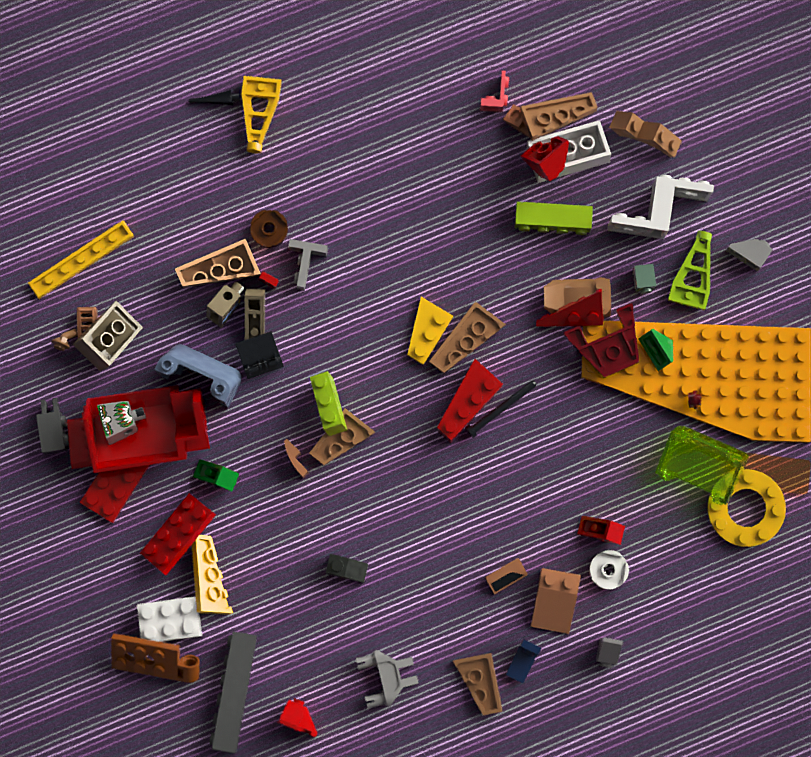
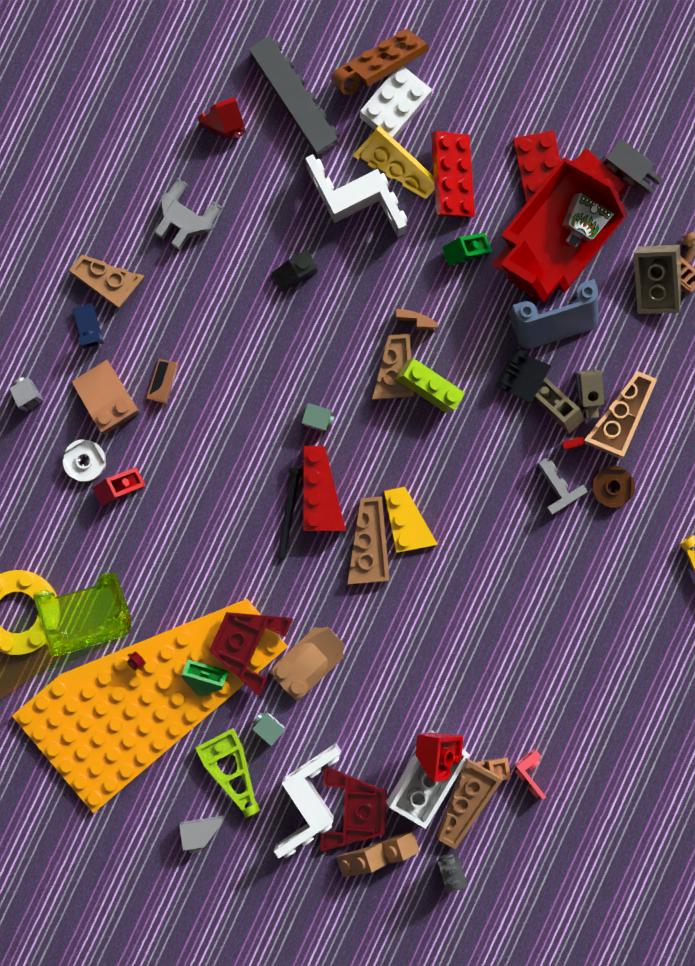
camera: 140 degrees right, 5 degrees up
(256, 578) = (357, 195): none -> white bracket
(423, 453) = (318, 417): none -> sand green brick
(553, 217) = (389, 711): lime brick -> none
(583, 312) = (293, 649): red wing -> none
(608, 78) = (452, 873): none -> dark grey hinge
(629, 170) = (363, 810): none -> dark red wing

